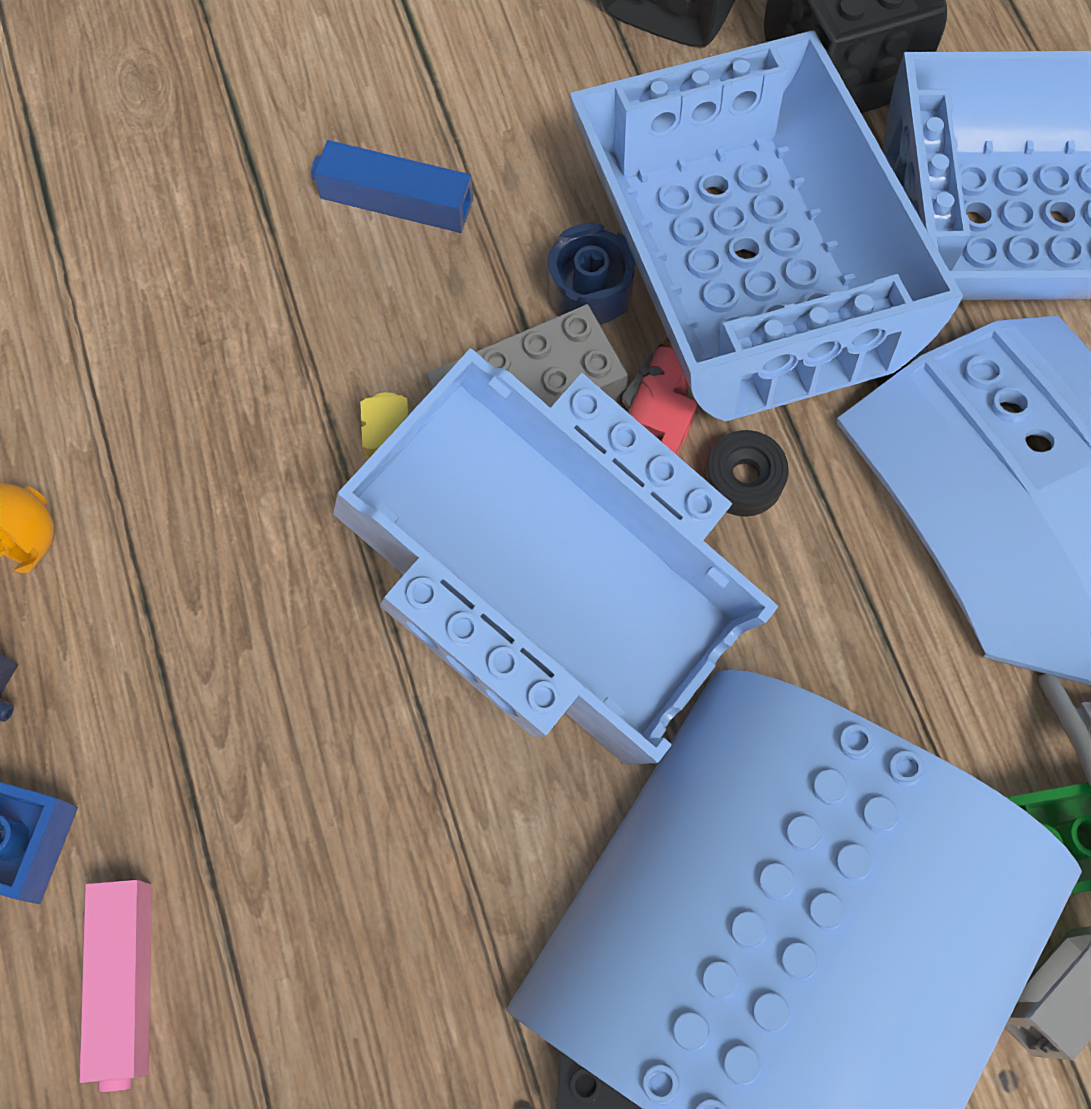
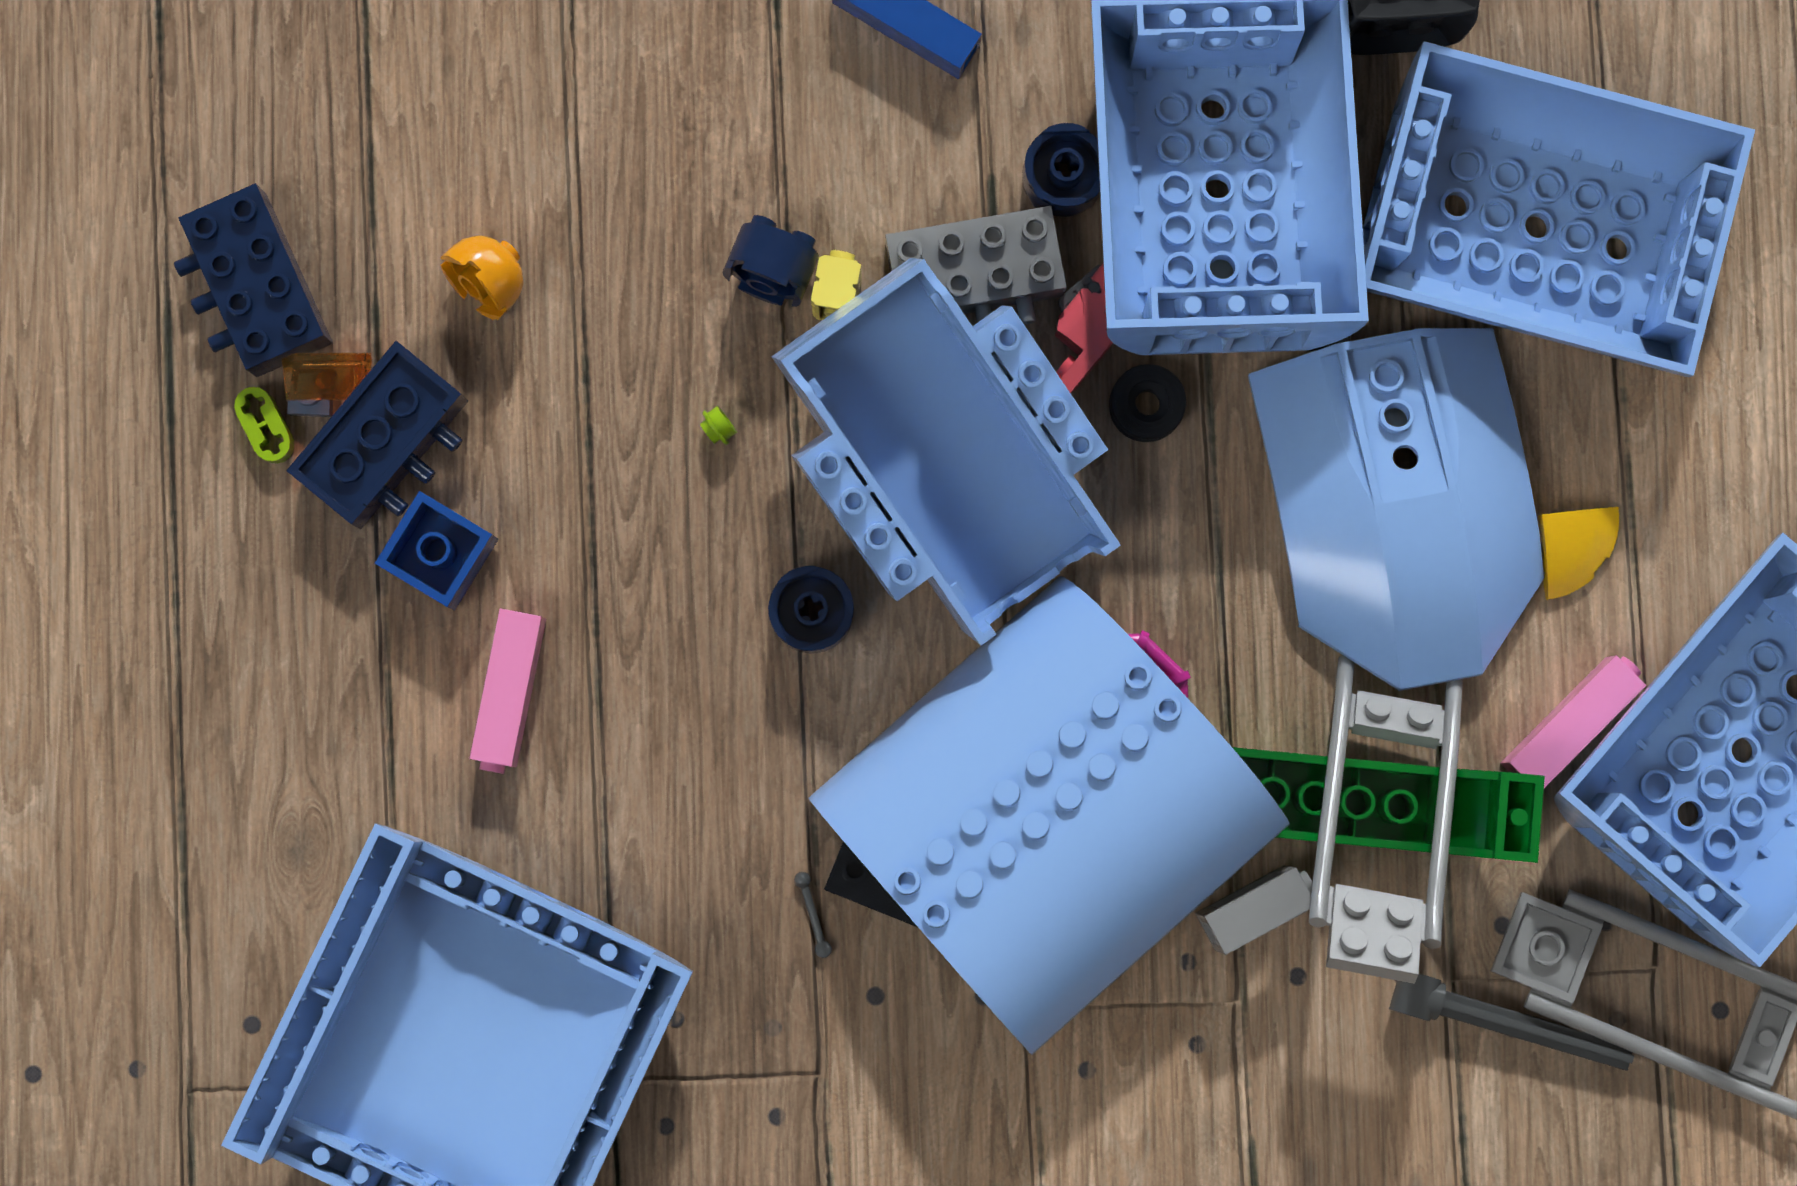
camera: 10 degrees right, 15 degrees up
(298, 616) = (717, 426): none -> lime plate
(314, 432) = (772, 261): none -> dark blue brick
(454, 756) = (823, 588): none -> dark blue brick

